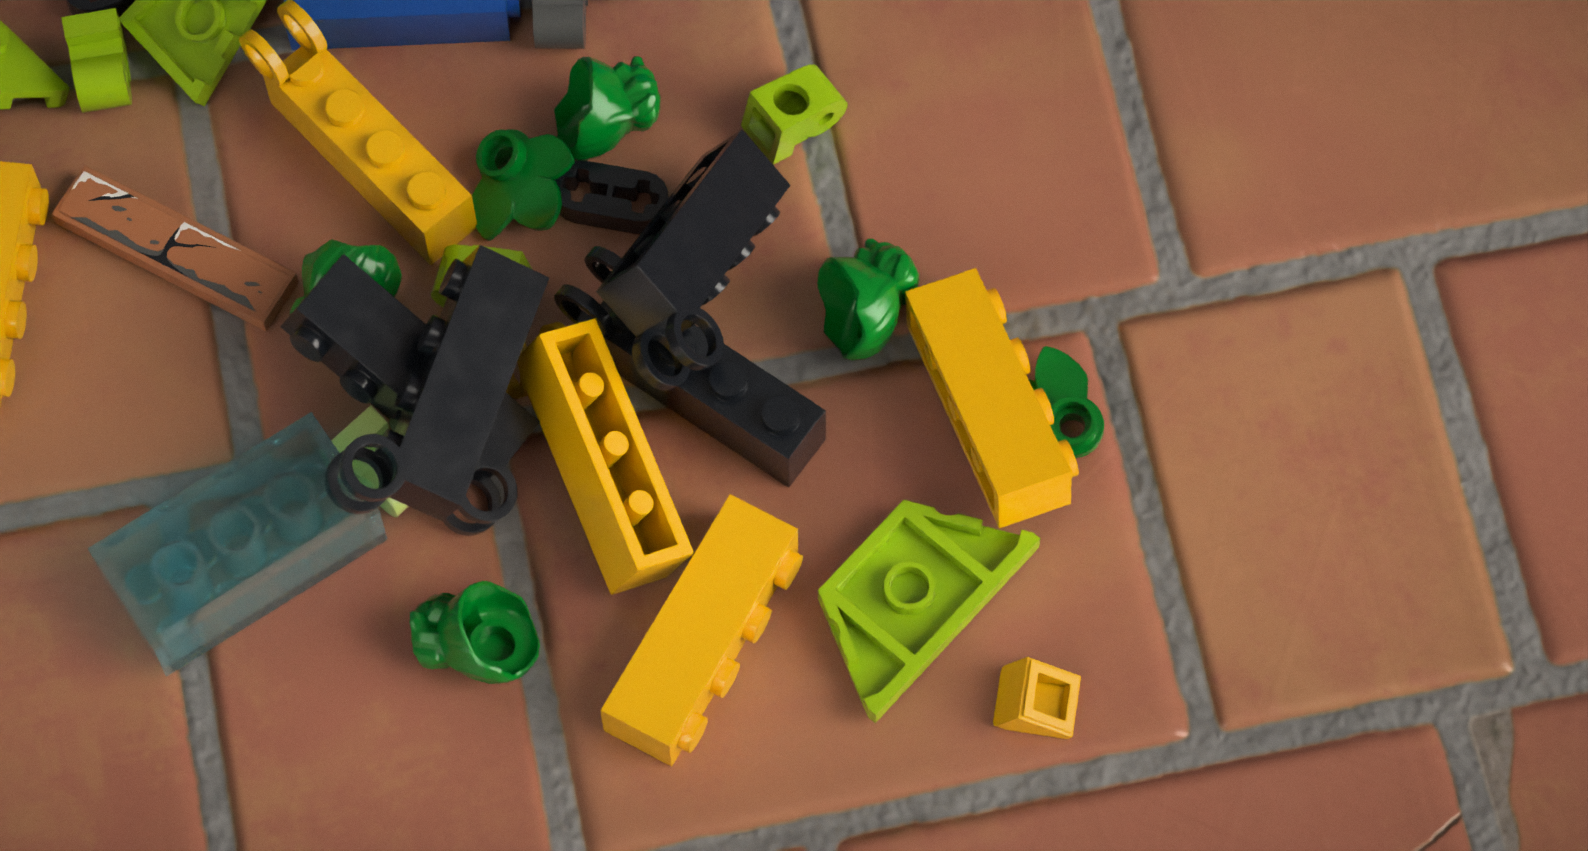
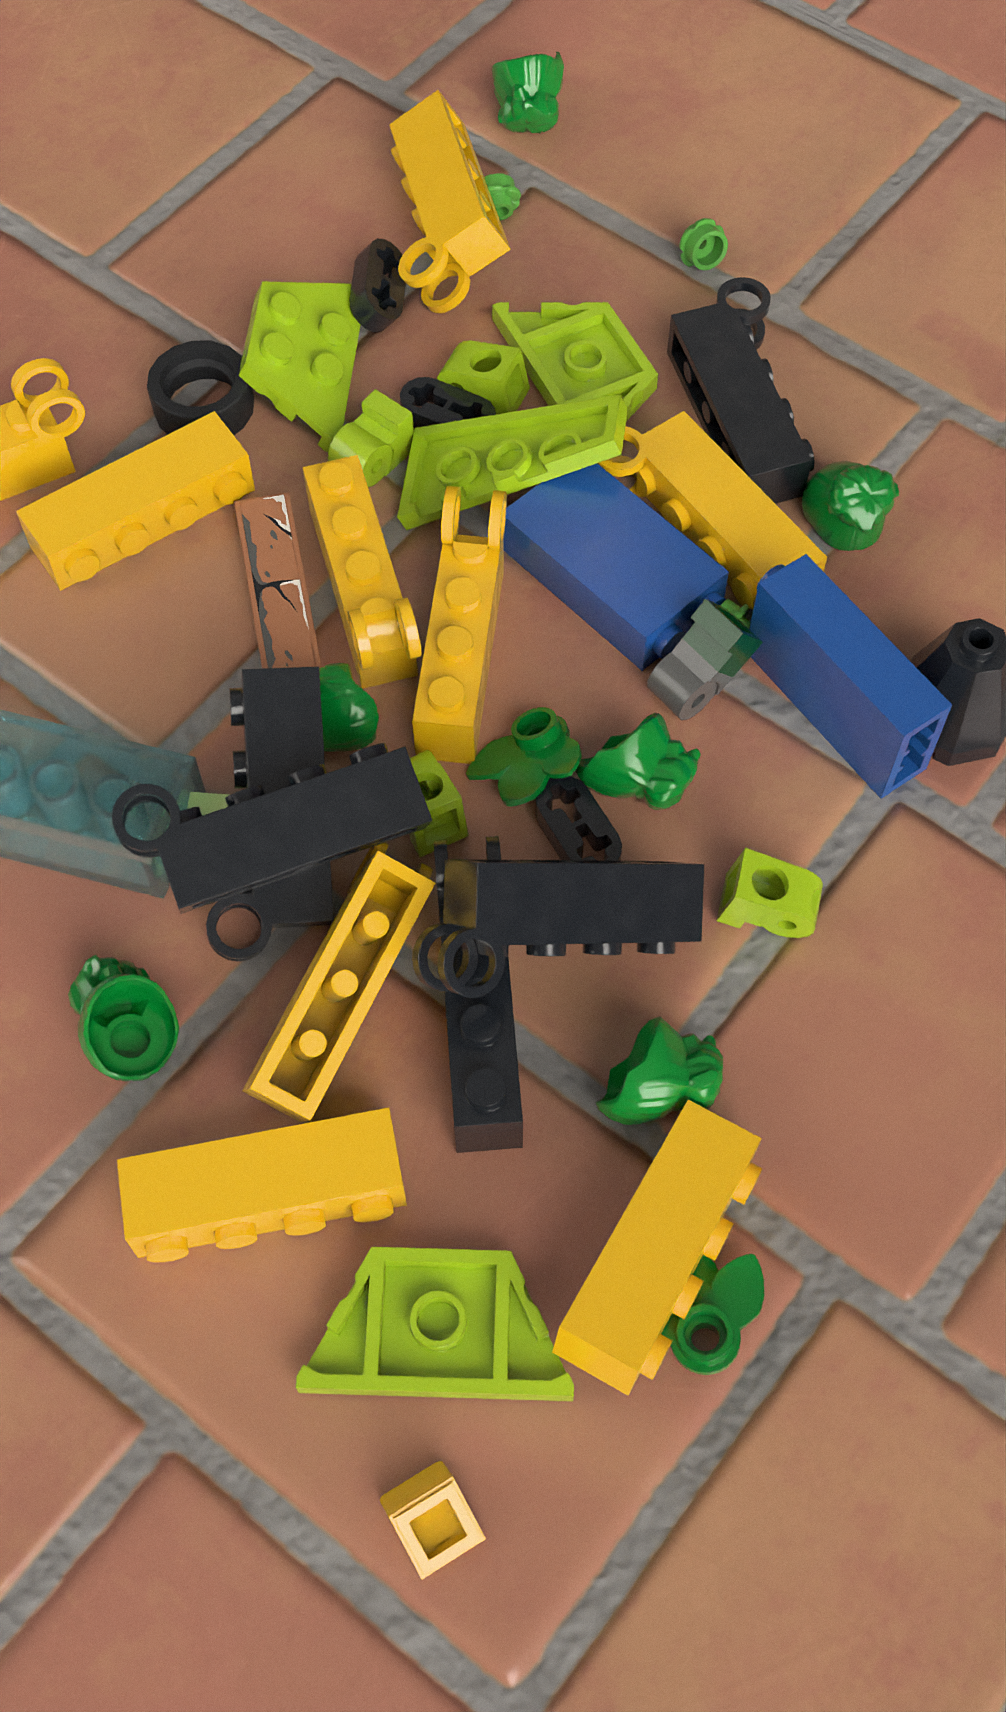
camera: 50 degrees right, 5 degrees down
(231, 168) = (363, 580): none -> yellow hinge

